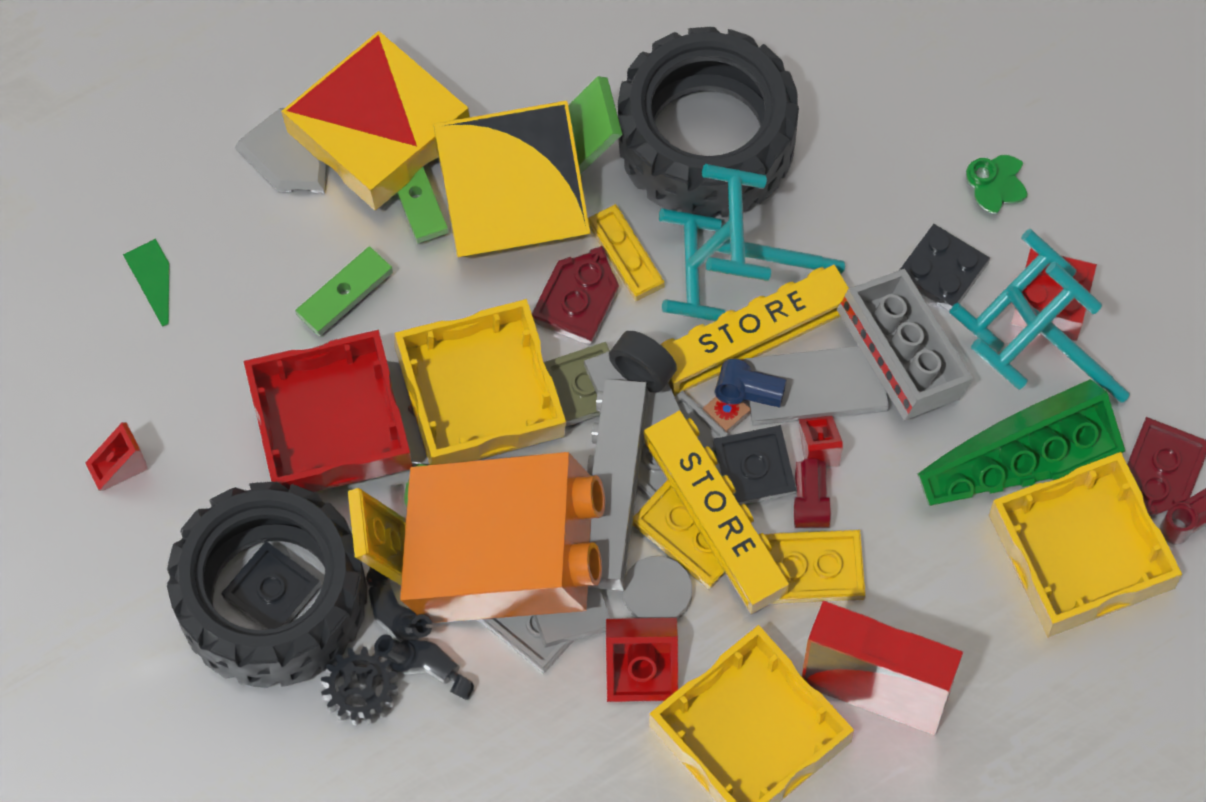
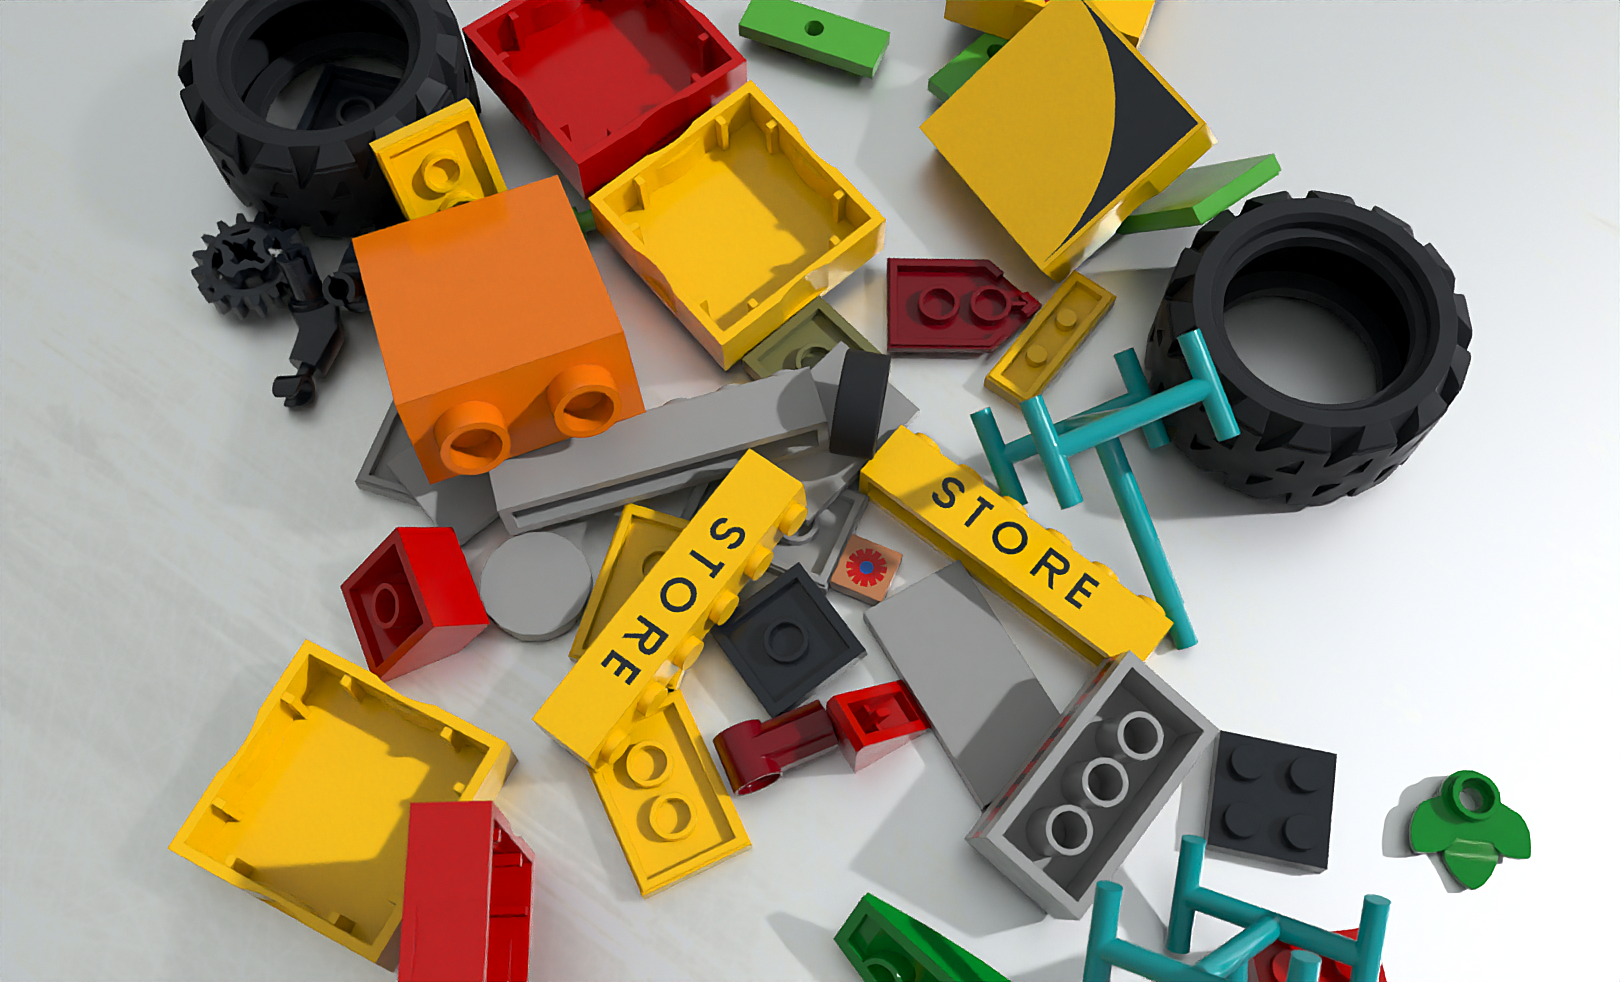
camera: 65 degrees right, 0 degrees up
(740, 383) = (909, 566): dark blue piece -> none

